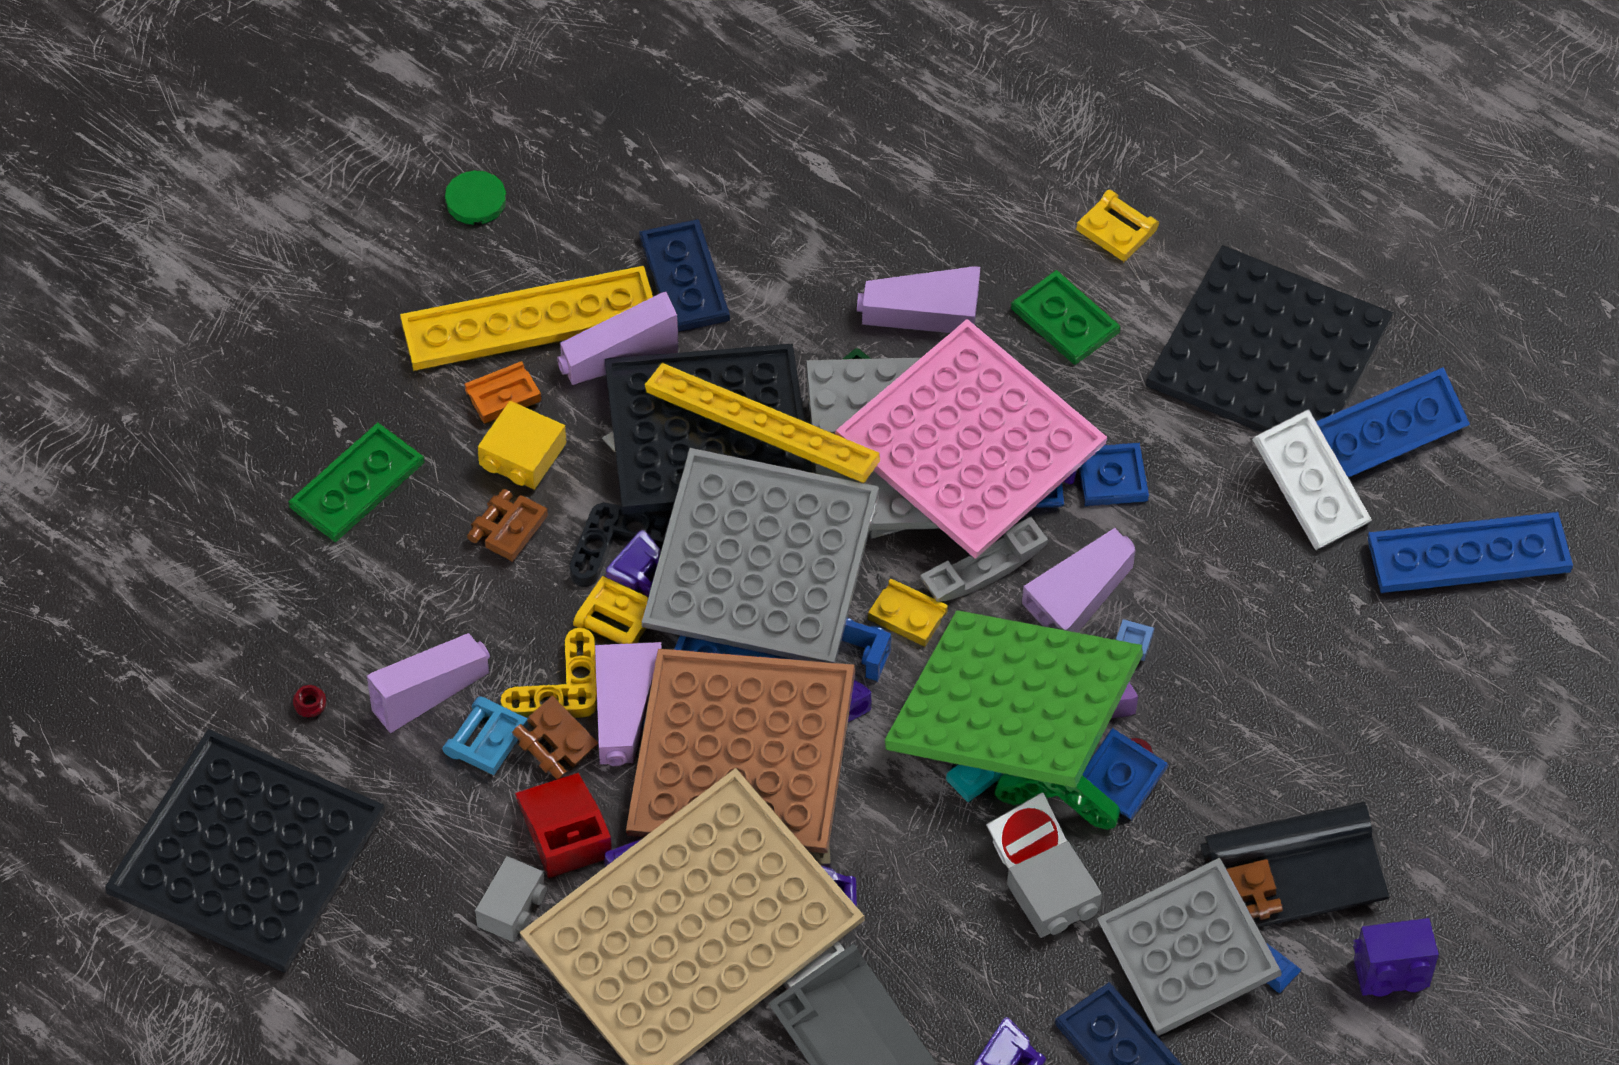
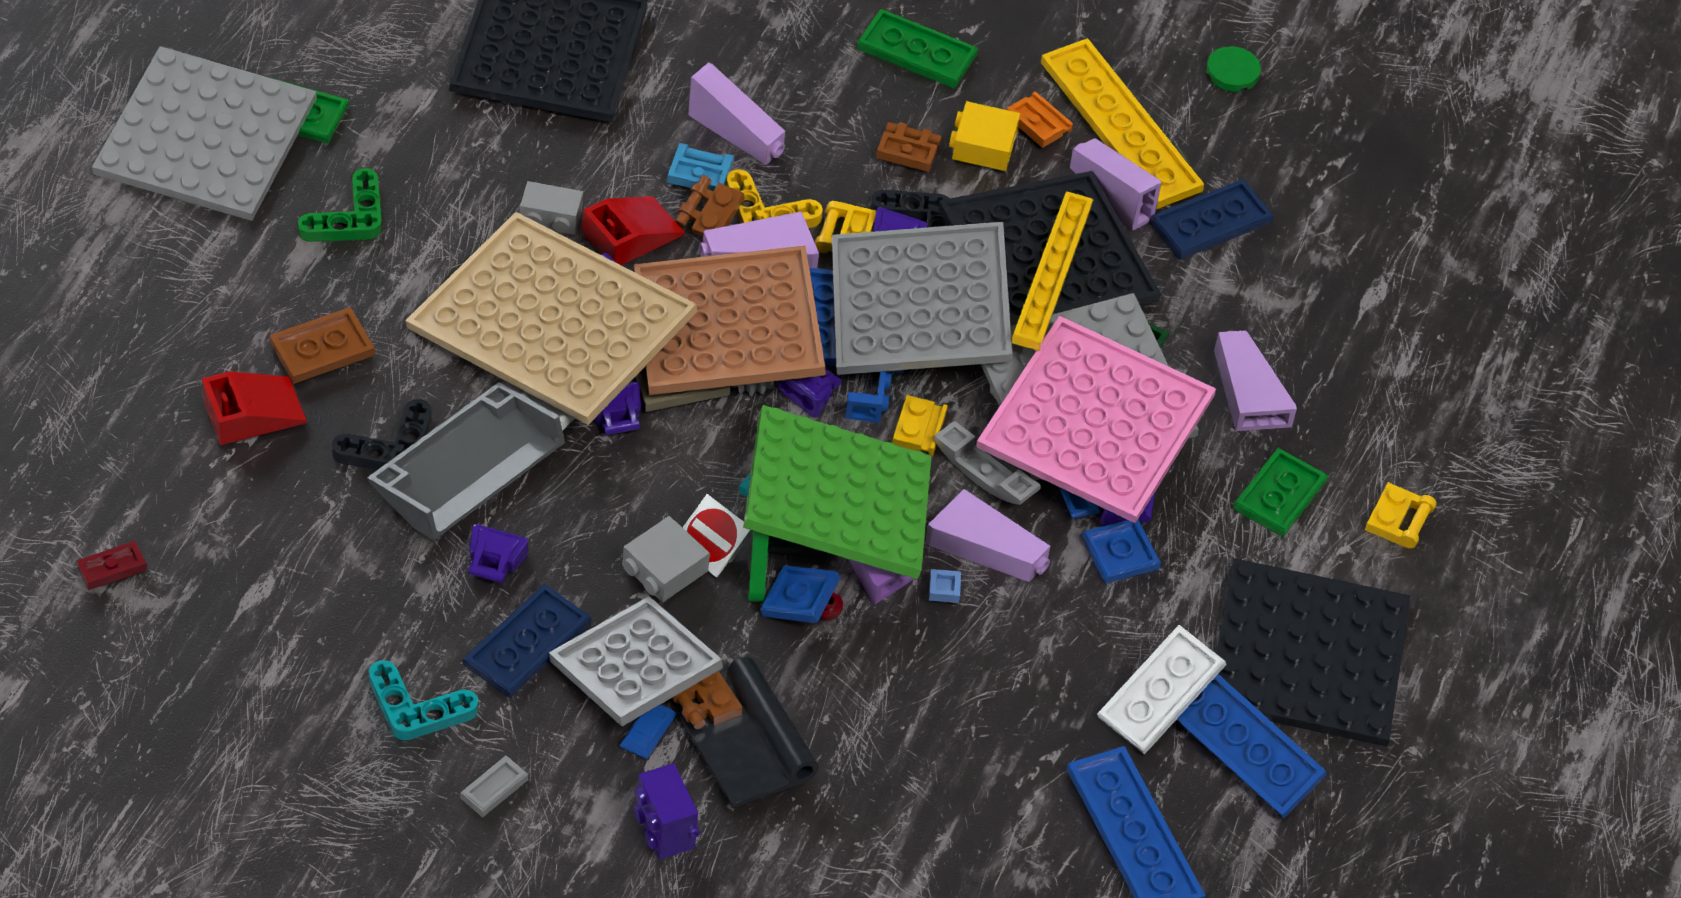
camera: 70 degrees right, 5 degrees down
(309, 693) = (697, 56): dark red plate -> none

